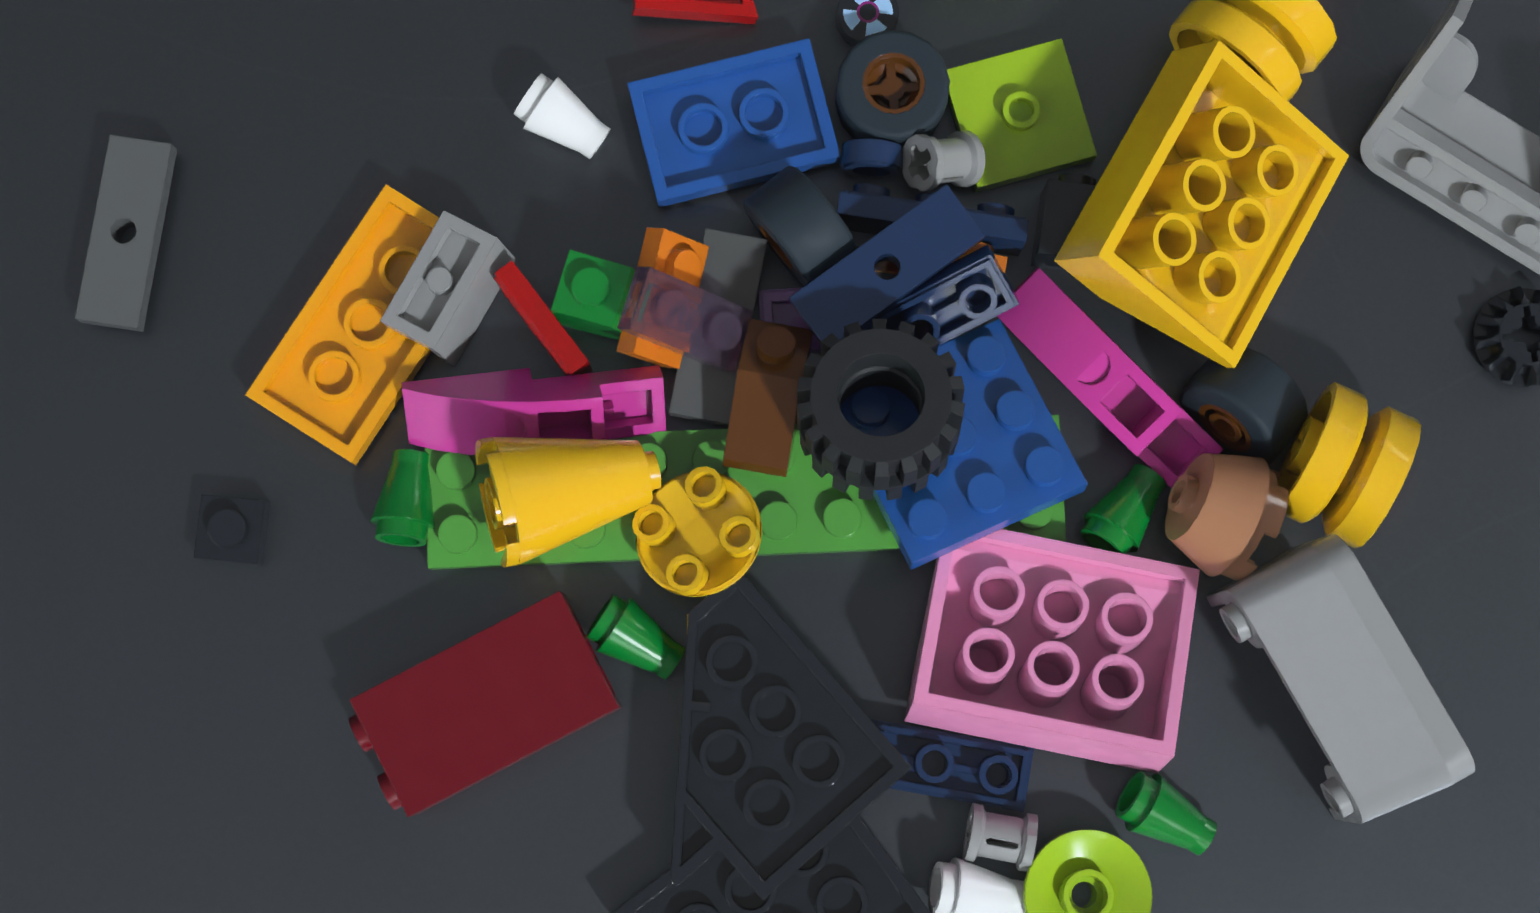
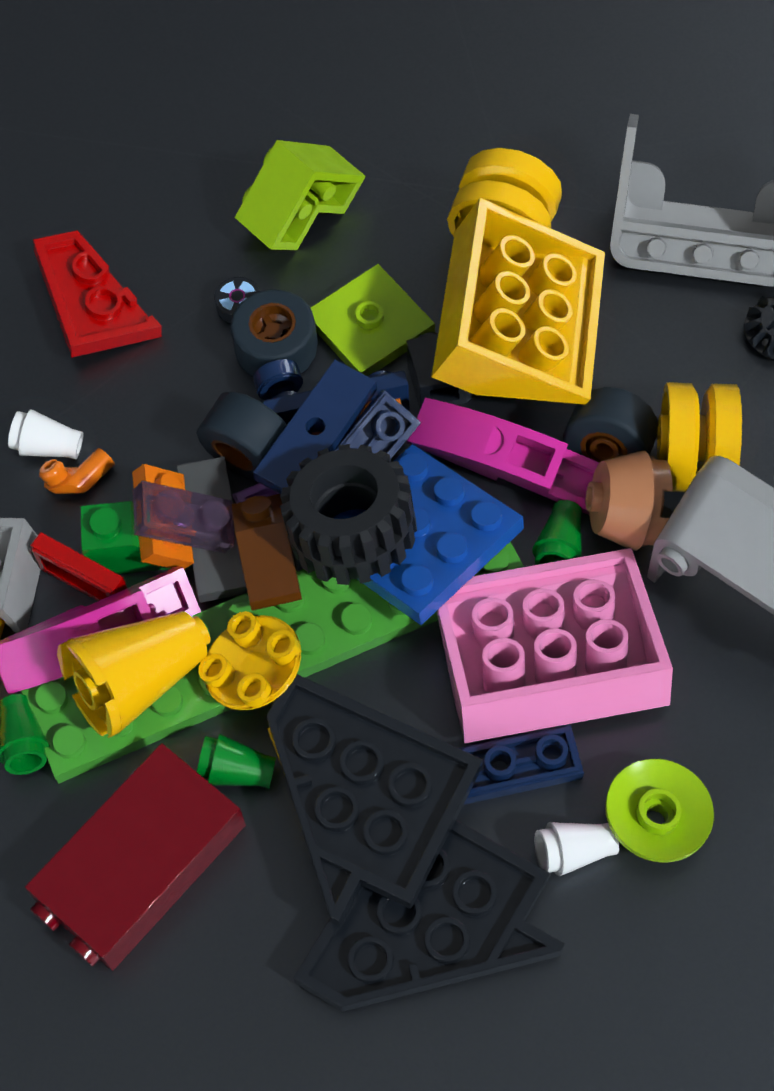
camera: 15 degrees left, 20 degrees down
(581, 188) = (78, 479): none -> orange arm
(733, 122) = (166, 395): blue plate -> none
(937, 161) = (315, 367): light grey bush -> none
(1000, 837) = (587, 784): light grey bush -> none
(1162, 813) = (689, 731): green cone -> none

